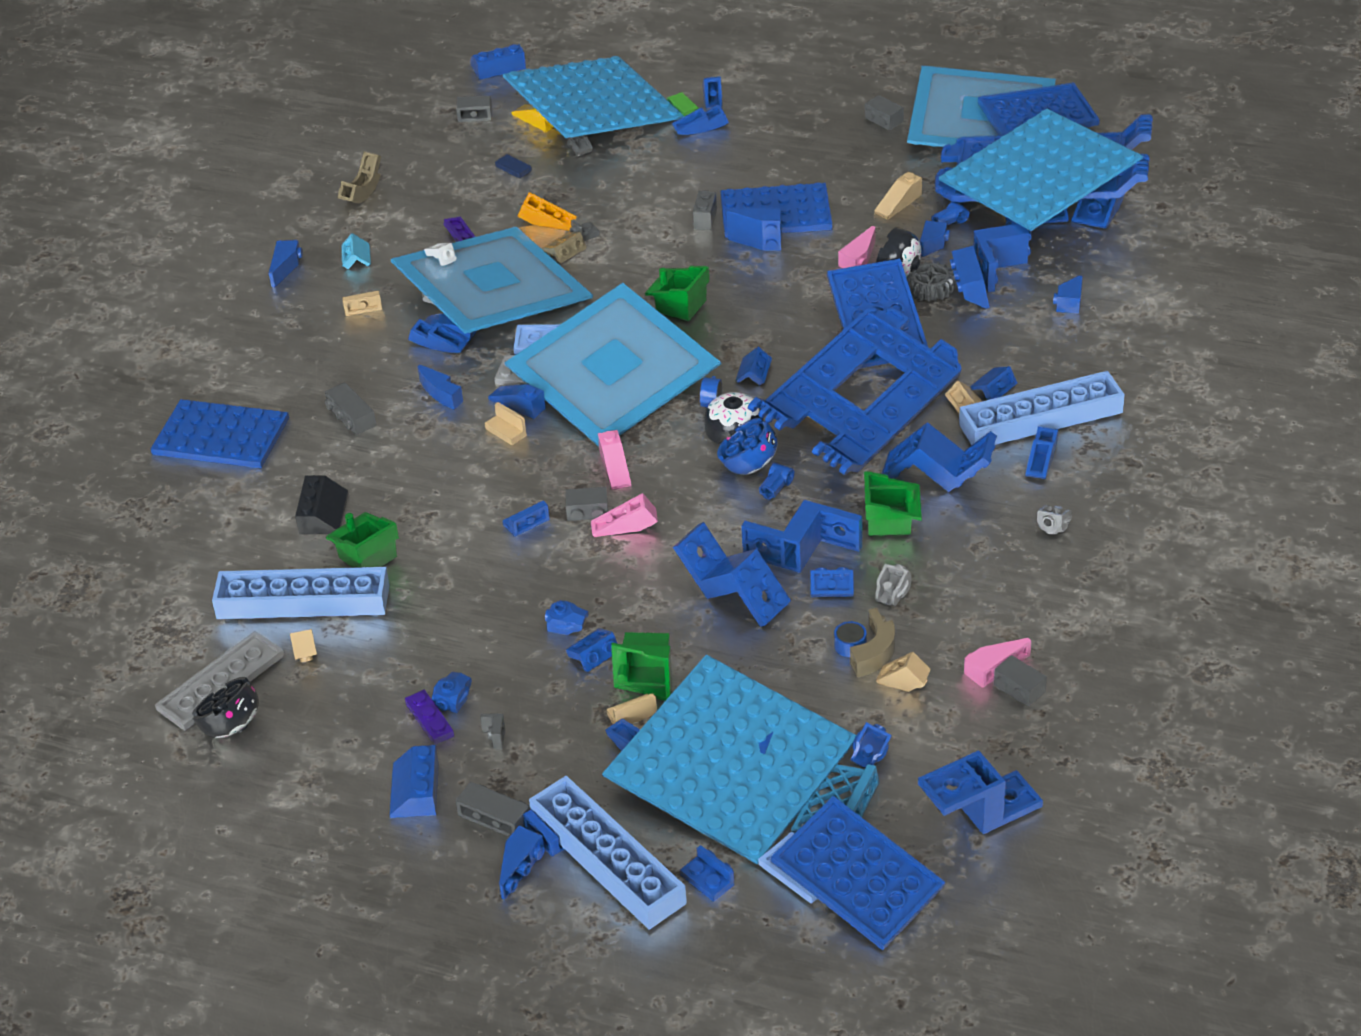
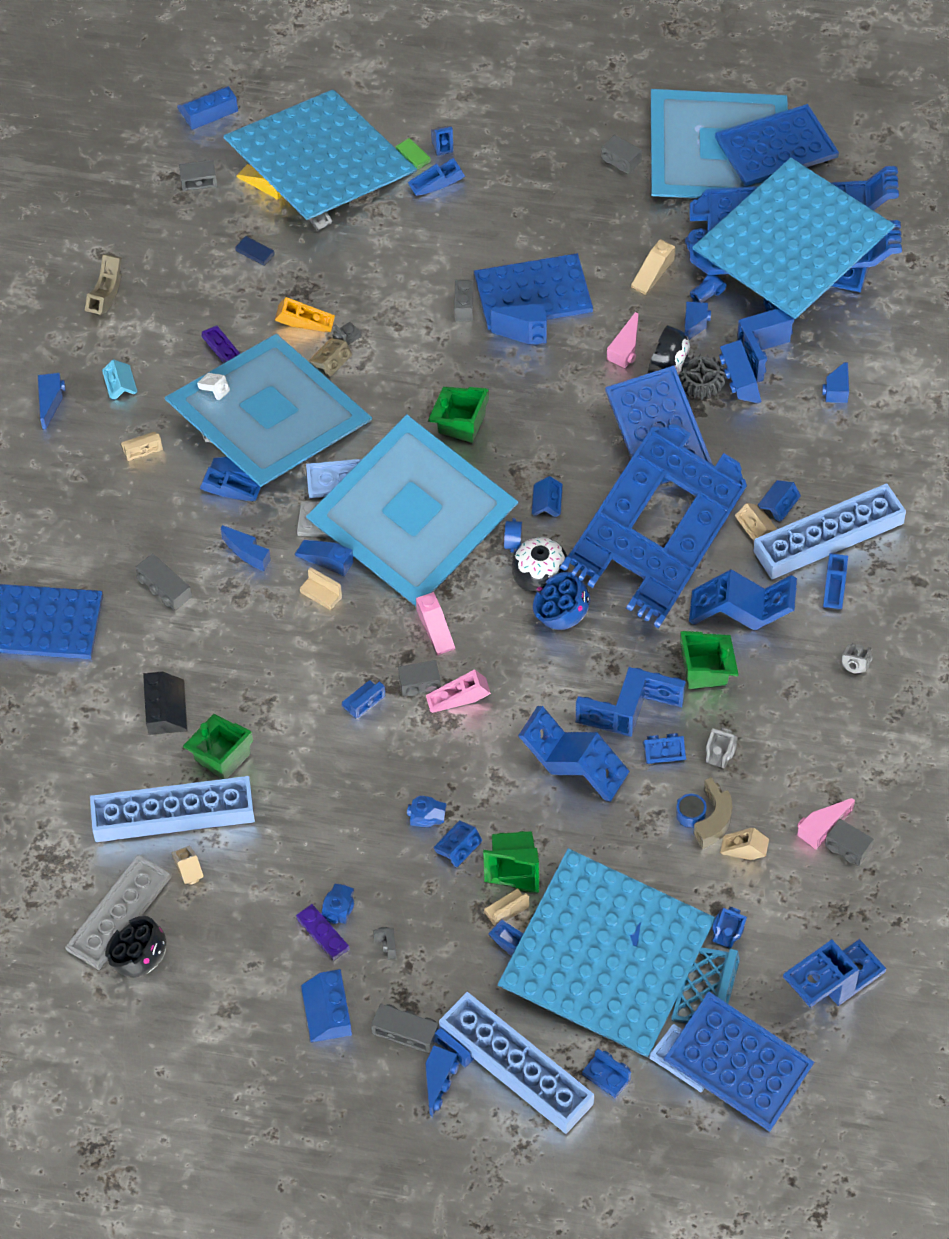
camera: 10 degrees left, 15 degrees up
(777, 477) = (594, 630): blue piece -> none

